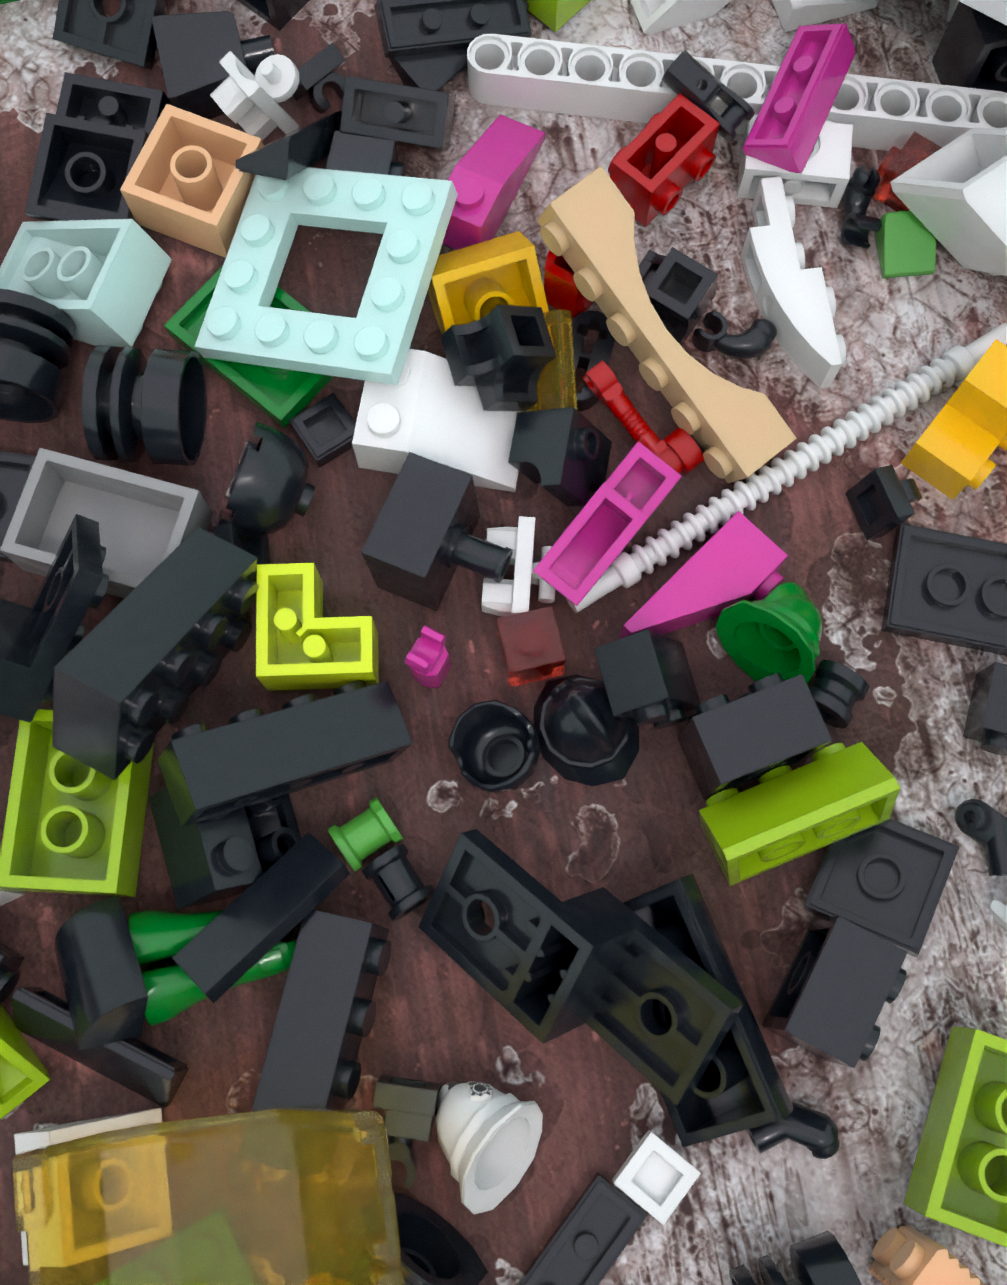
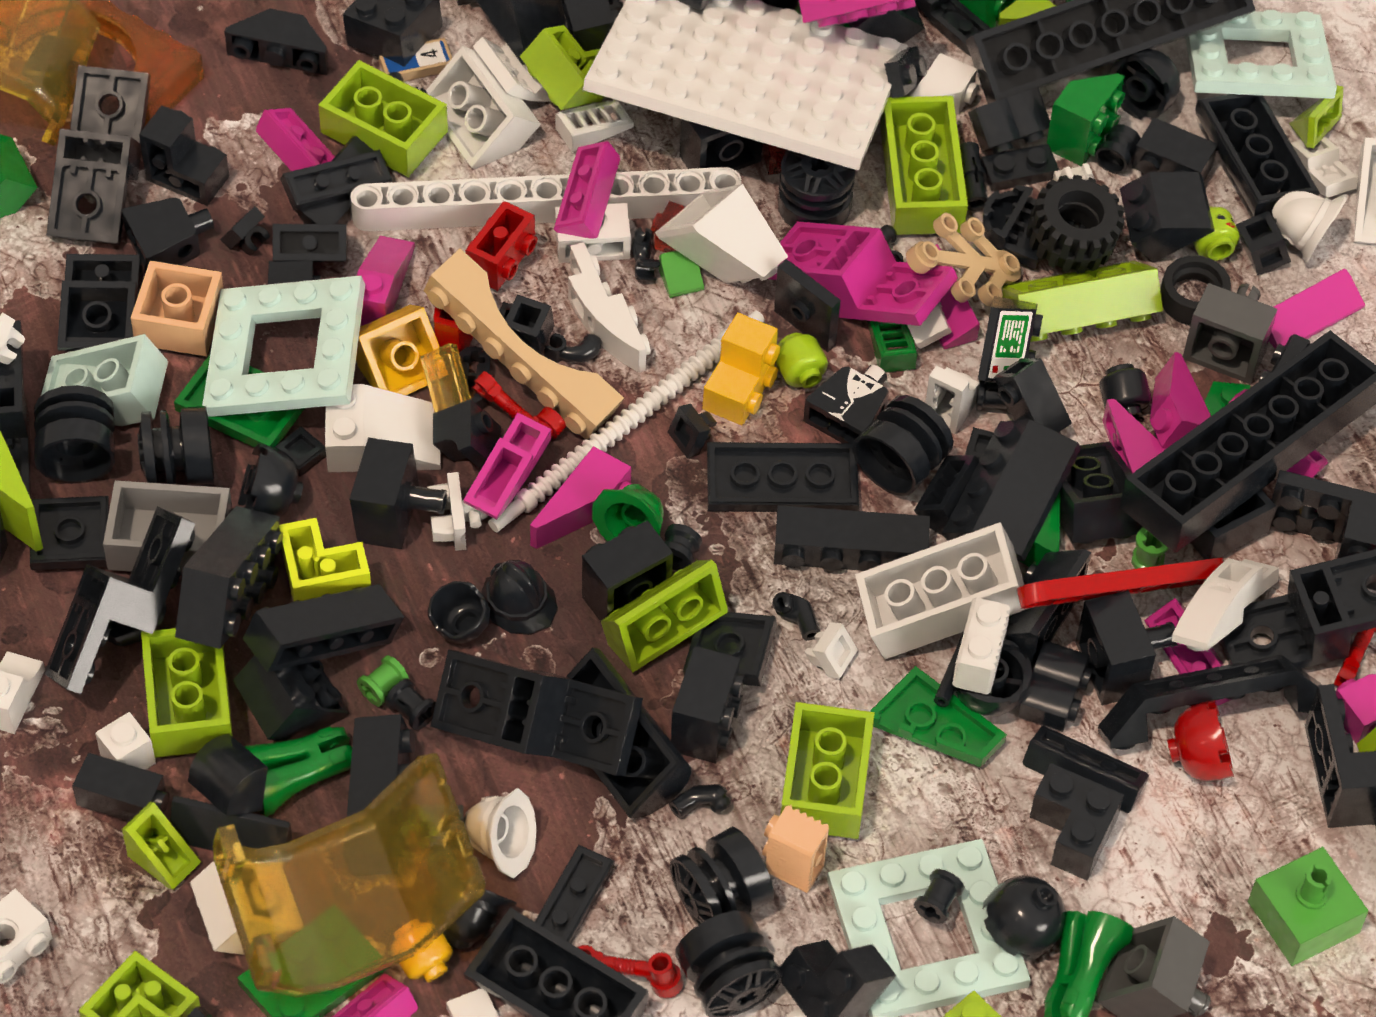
camera: 15 degrees left, 20 degrees down
(255, 98) = (209, 249): white hips -> none
(261, 916) = (327, 725): black tile -> none
(294, 150) = (246, 275): black slope -> none
(429, 658) = (404, 569): dark pink bar -> none
(501, 356) = (415, 378): black brick -> none
(530, 646) = (470, 551): clear red brick -> none
(648, 679) = (551, 549): black brick -> none
(656, 1177) = (614, 830): white tile -> none
(702, 88) = (518, 195): black bar -> none

